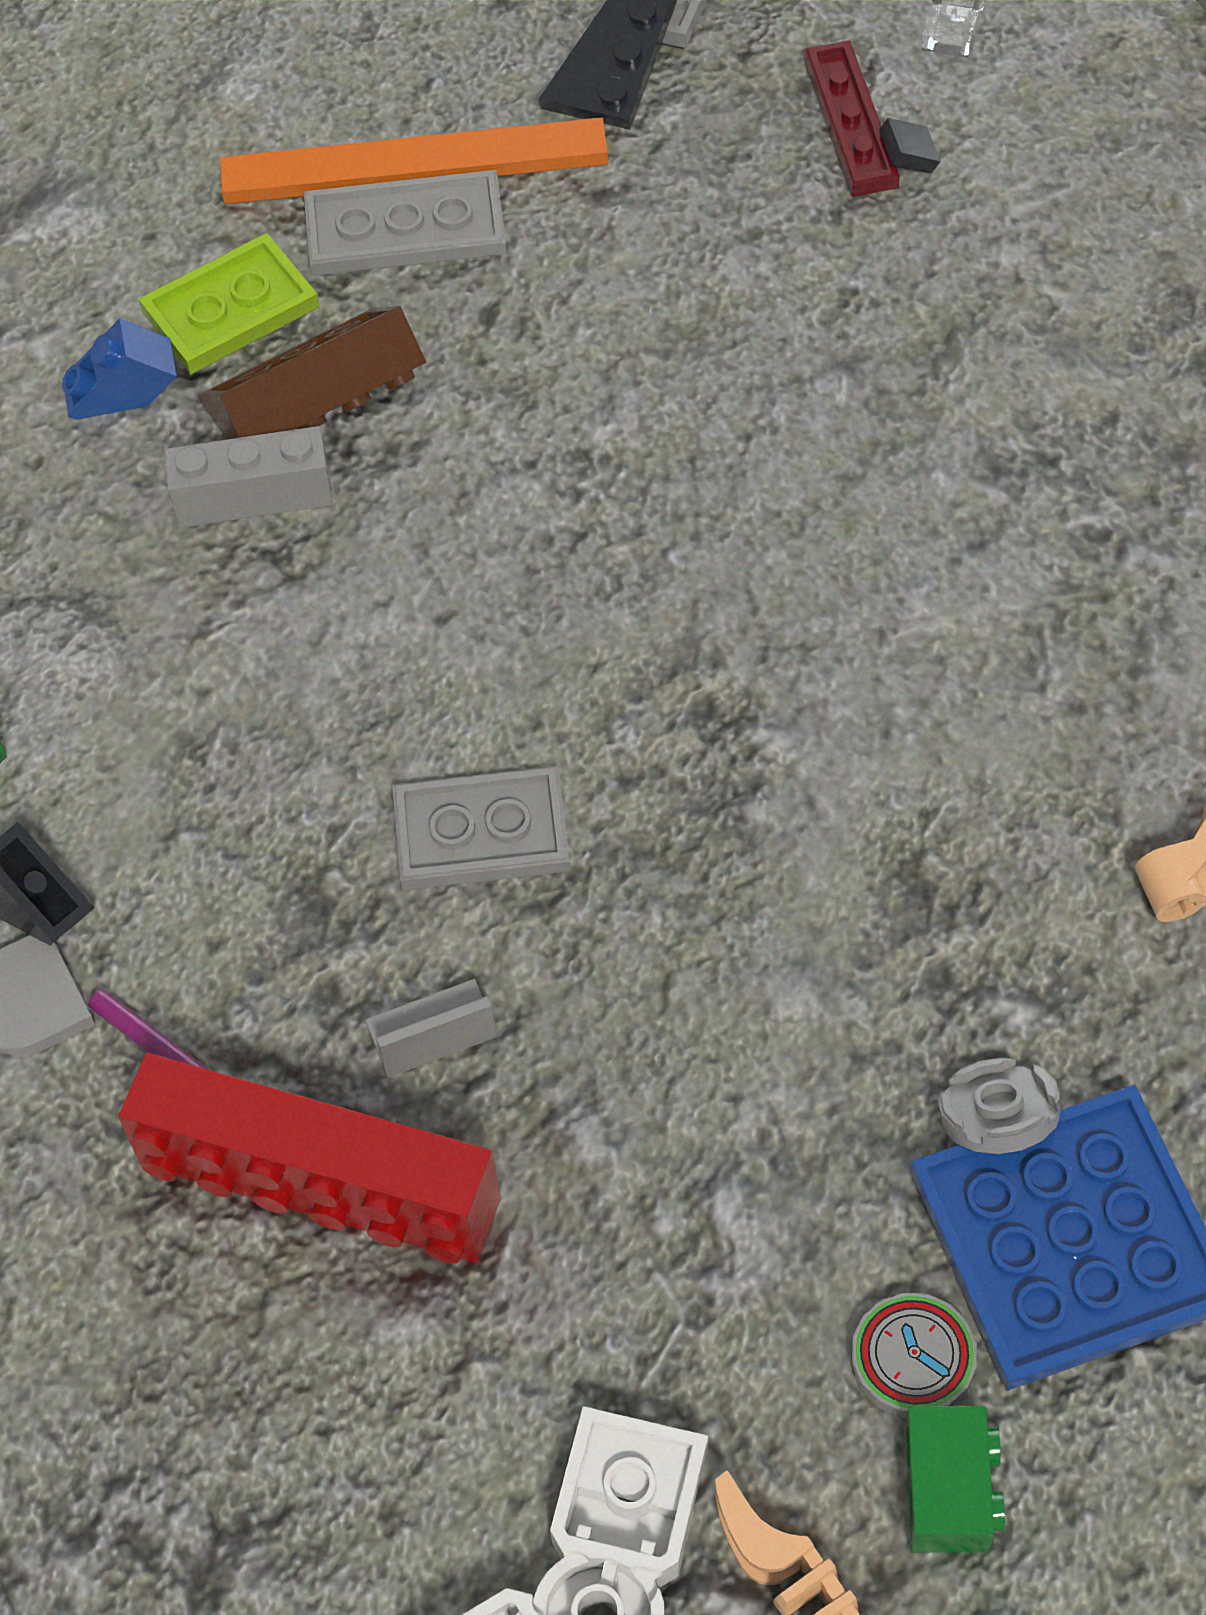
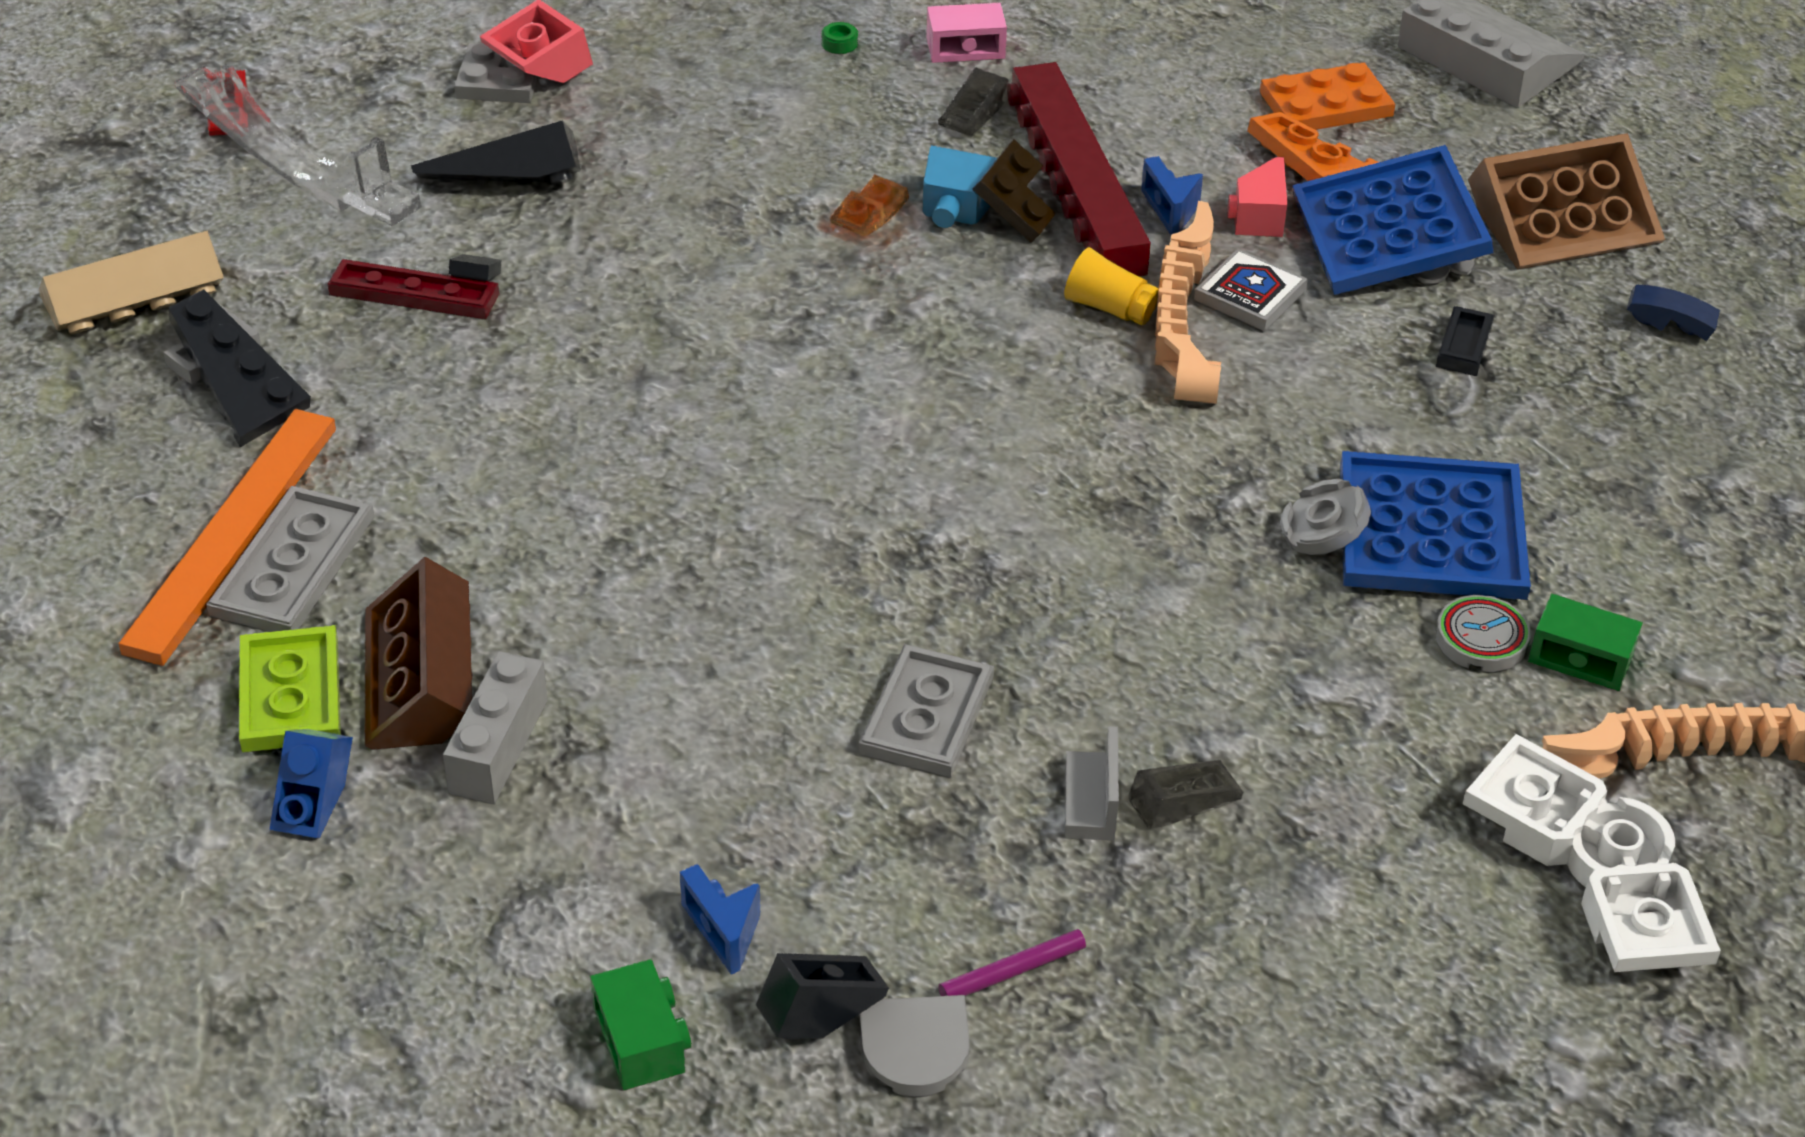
camera: 70 degrees left, 15 degrees down
(92, 771) = (724, 921): none -> blue slope
(312, 1159) = (1186, 880): red brick -> none
(479, 1088) = (1159, 807): none -> clear smoke slope
(1105, 97) = (529, 156): none -> black wedge

